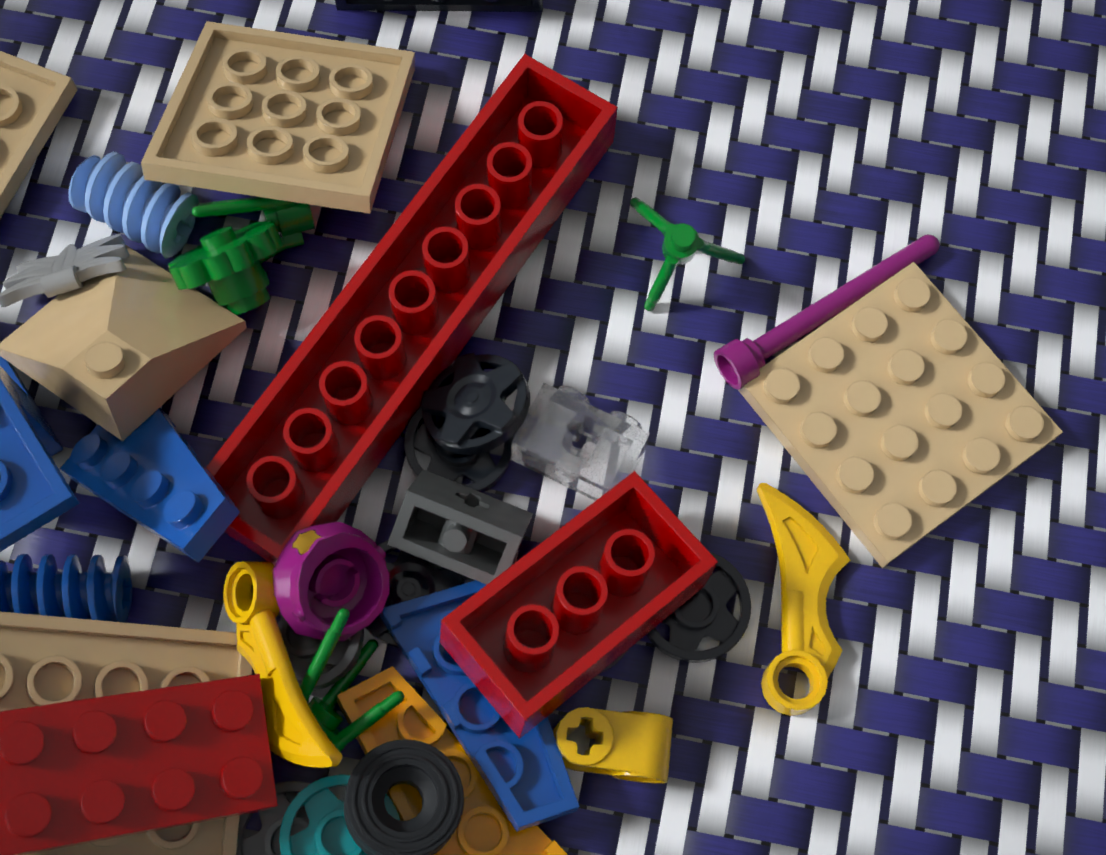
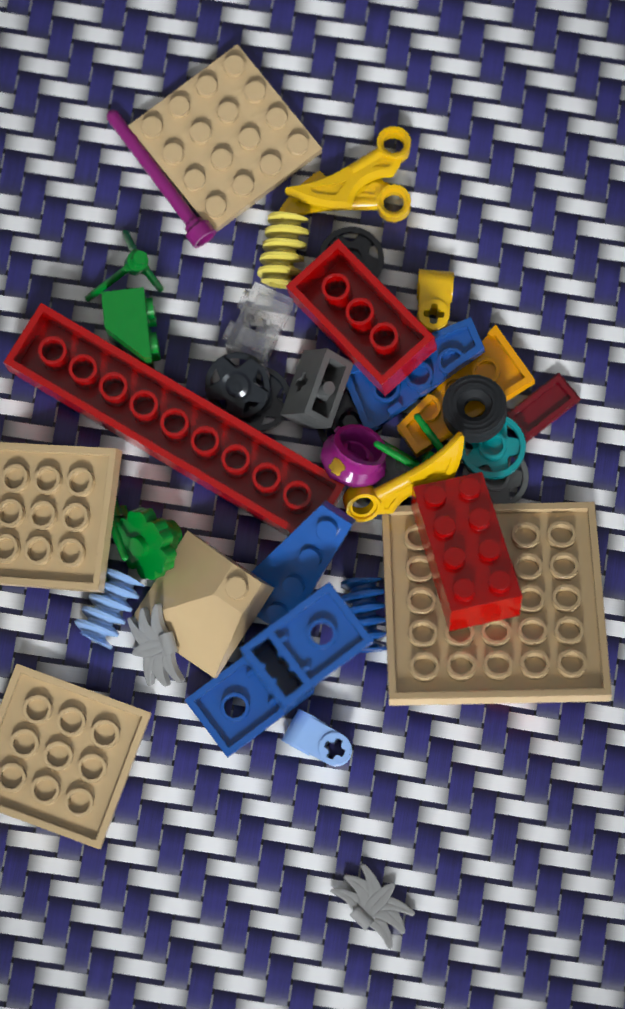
camera: 90 degrees left, 10 degrees up
(576, 242) = (129, 323): none -> green slope
(709, 486) = (281, 248): none -> light yellow piece
(817, 588) = (341, 188): none -> yellow piece

